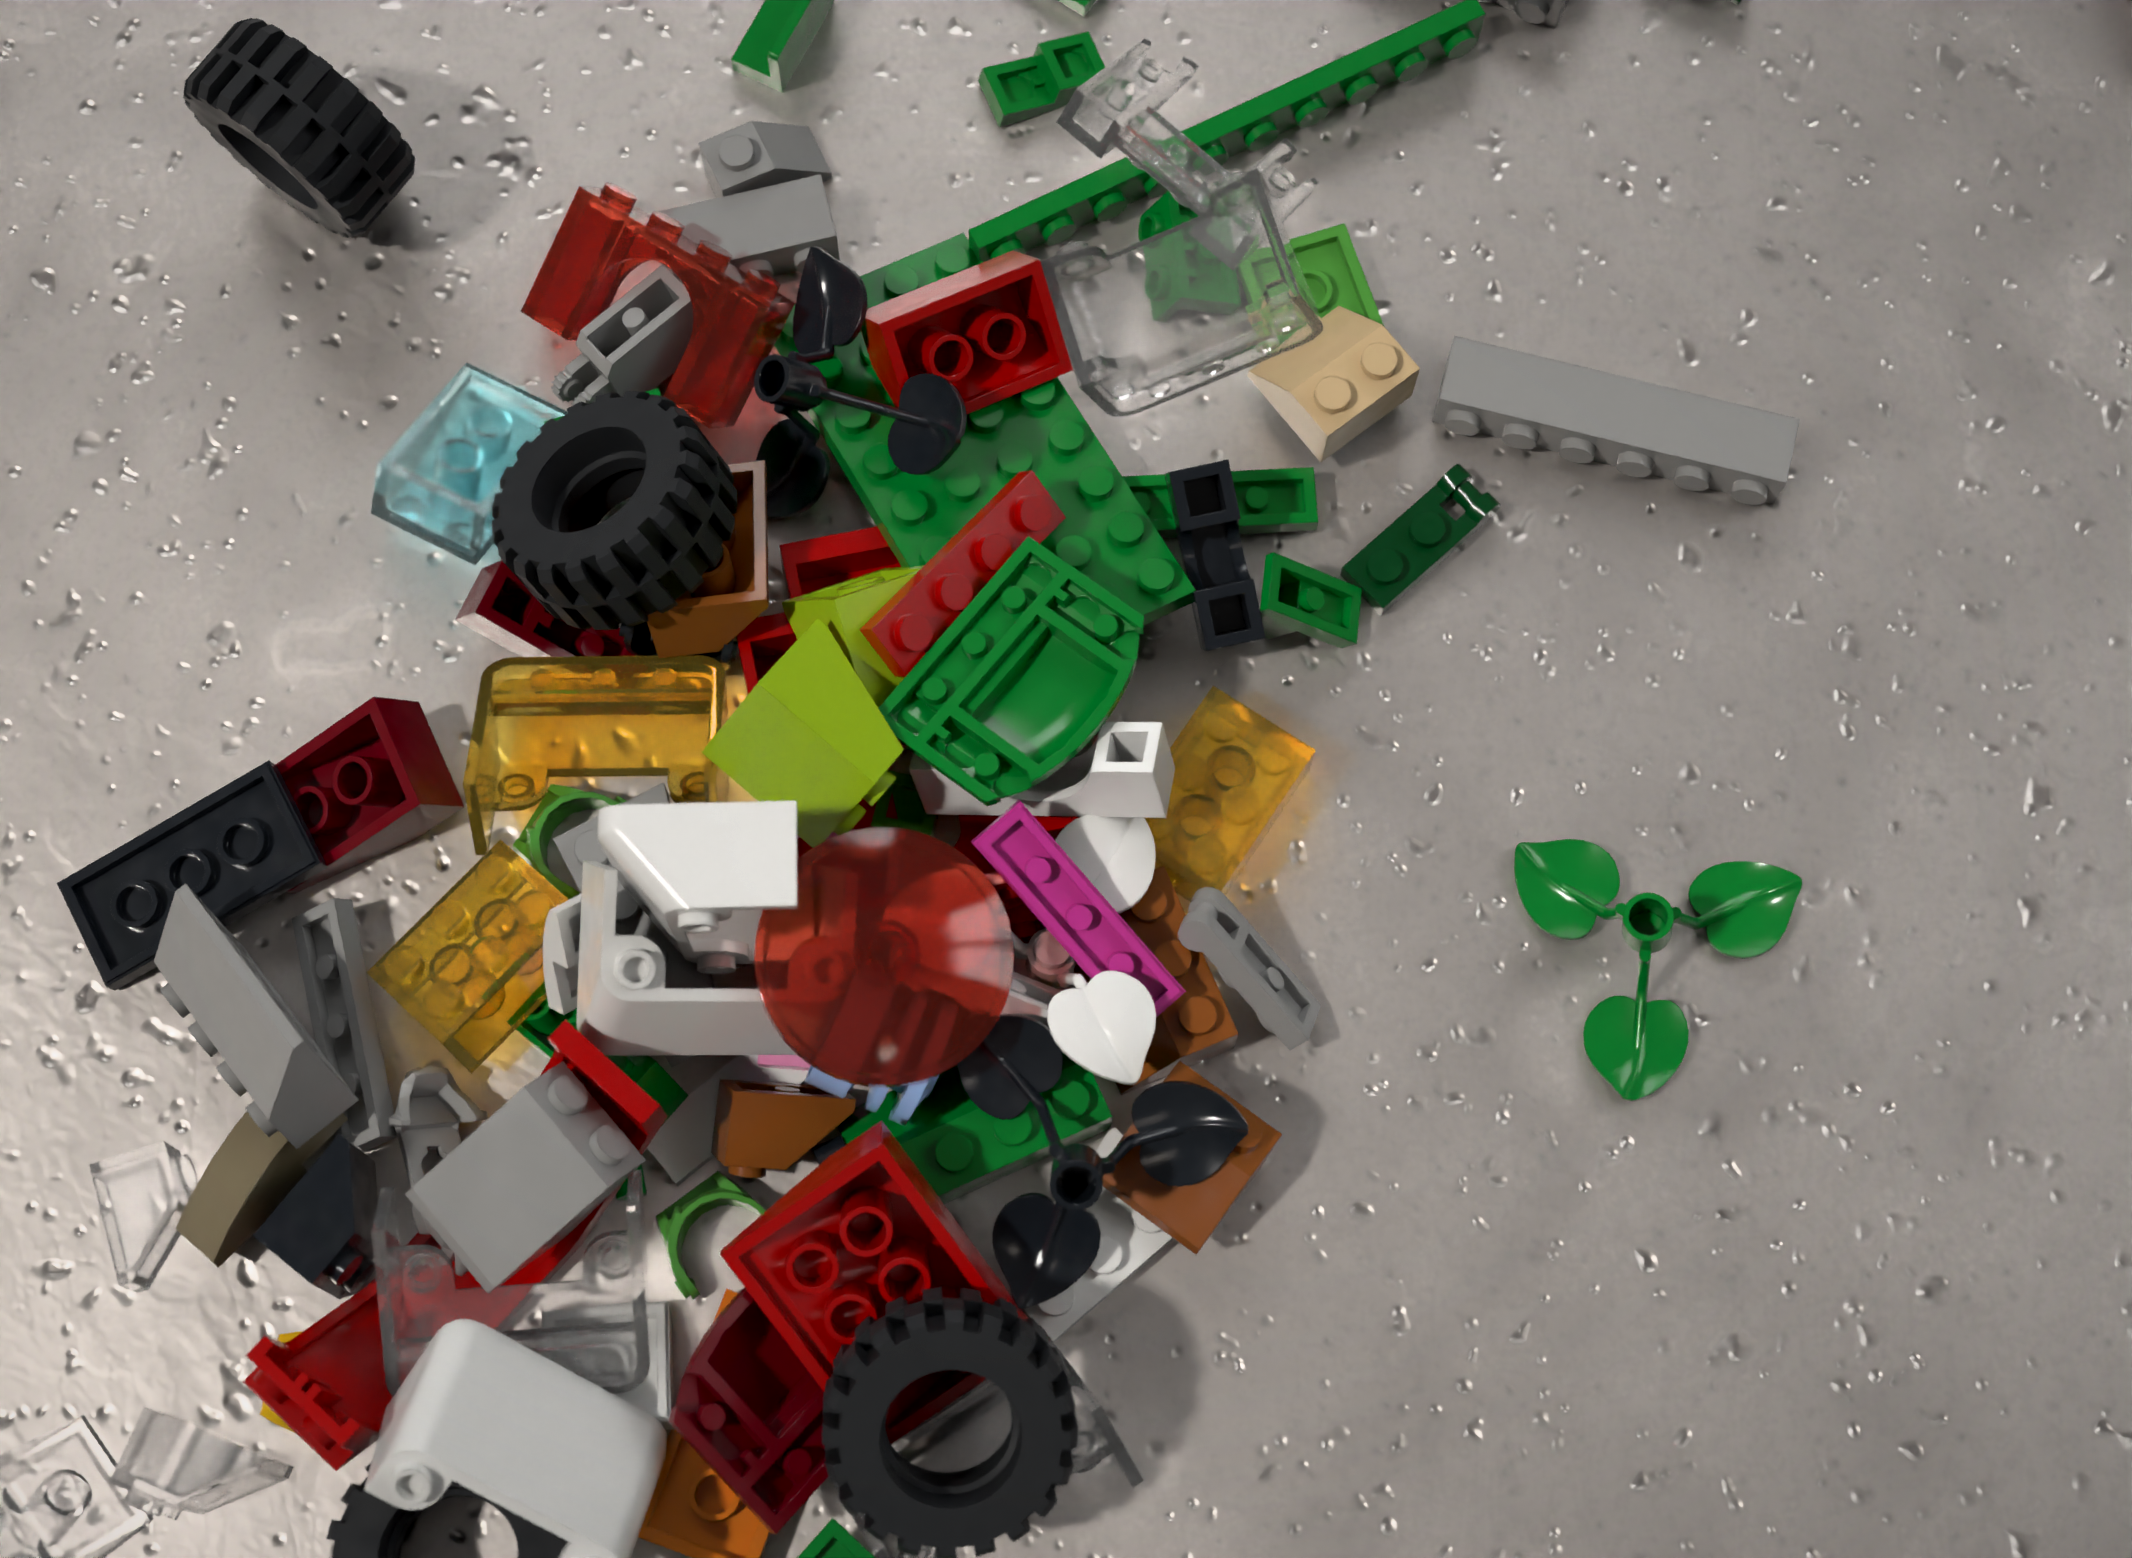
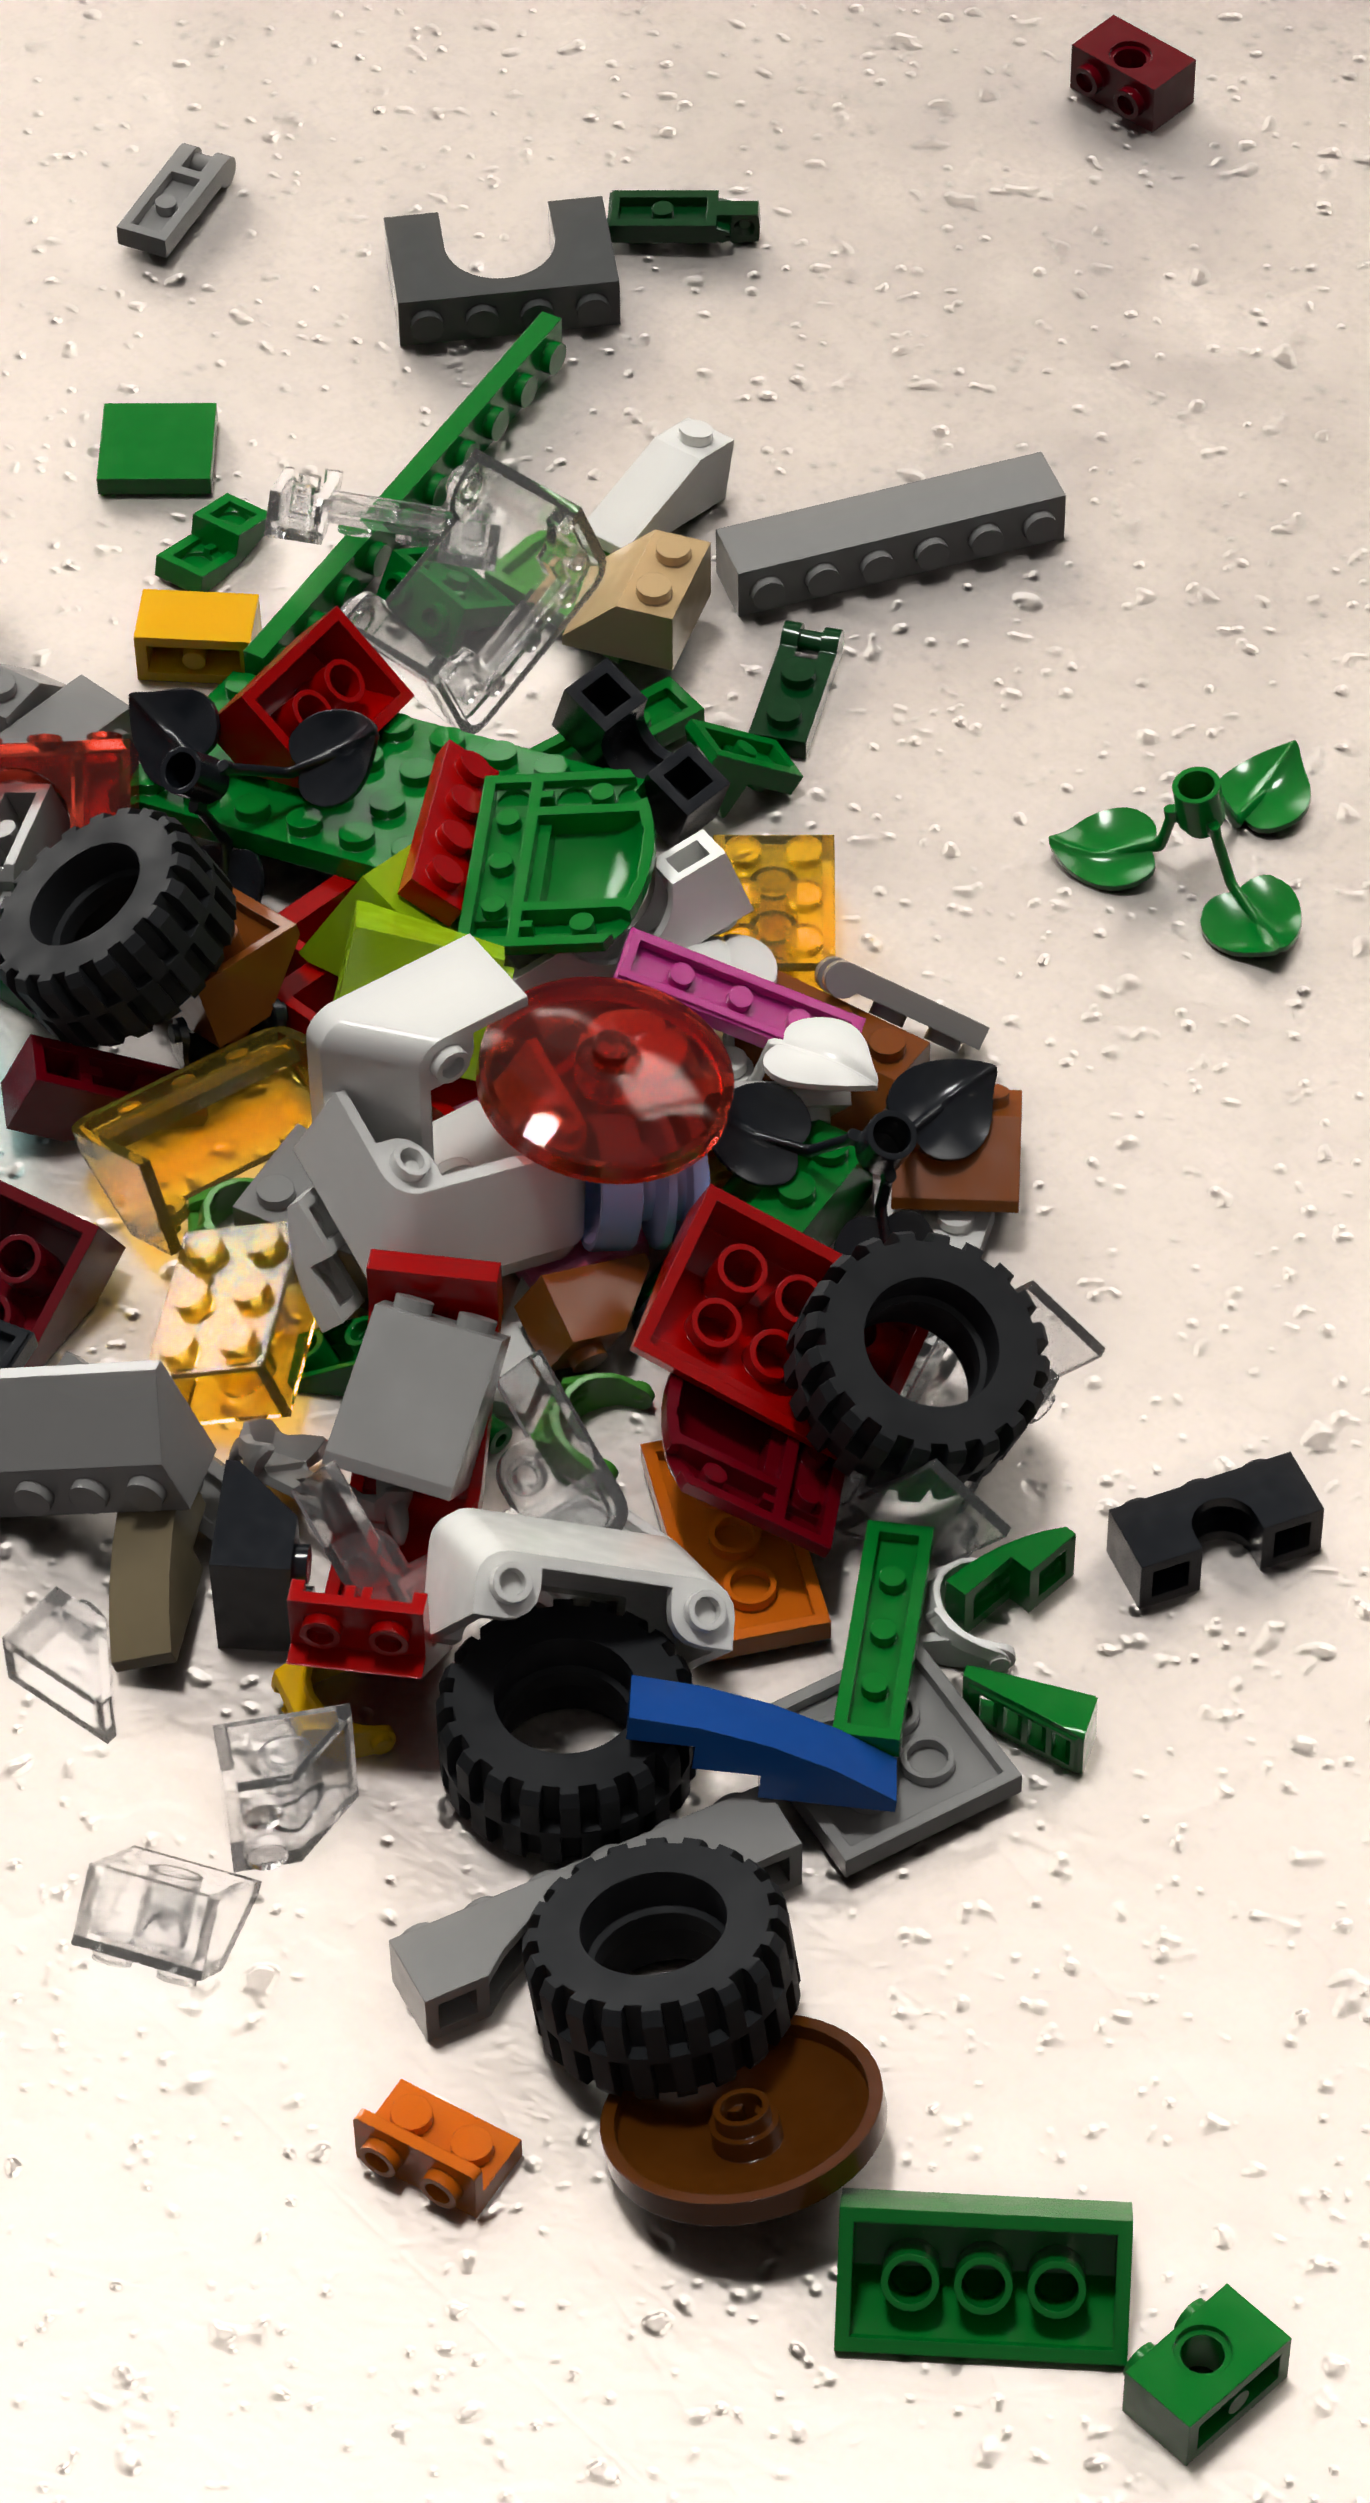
camera: 30 degrees left, 25 degrees down
(955, 175) = (194, 634): none -> yellow brick
(1442, 258) = (666, 485): none -> white slope

